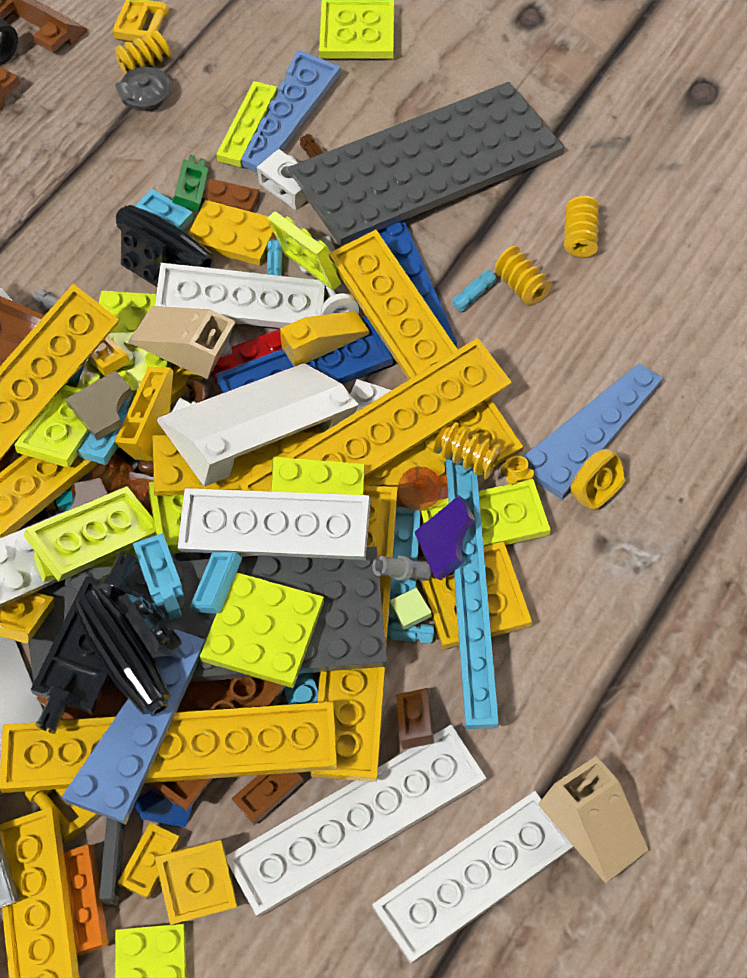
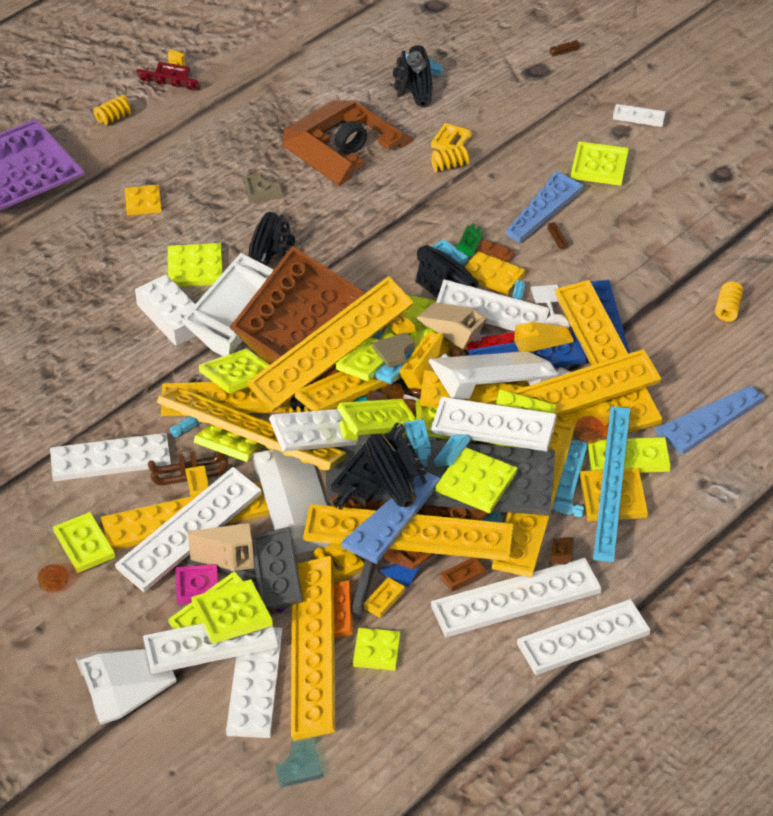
camera: 10 degrees right, 15 degrees down
(144, 88) = (447, 180): dark grey piece -> none
(196, 881) = (412, 609): yellow plate -> none
(246, 123) = (513, 210): neon yellow plate -> none
(275, 177) = (535, 246): white brick -> none
(305, 250) = (539, 286): neon yellow plate -> none
(401, 568) = (569, 467): light grey pin -> none
(410, 608) = (570, 492): yellowish green tile -> none
(424, 162) = (632, 248): dark grey plate -> none
(443, 537) = (599, 455): dark purple tile -> none
(467, 450) = (623, 408): yellow piece -> none
(474, 290) = (648, 329): medium azure axle -> none
(516, 470) = (655, 430): yellow plate -> none
(522, 276) = (683, 324): yellow piece -> none
(596, 818) = (665, 614): tan slope -> none
(598, 479) = (708, 443): yellow piece -> none

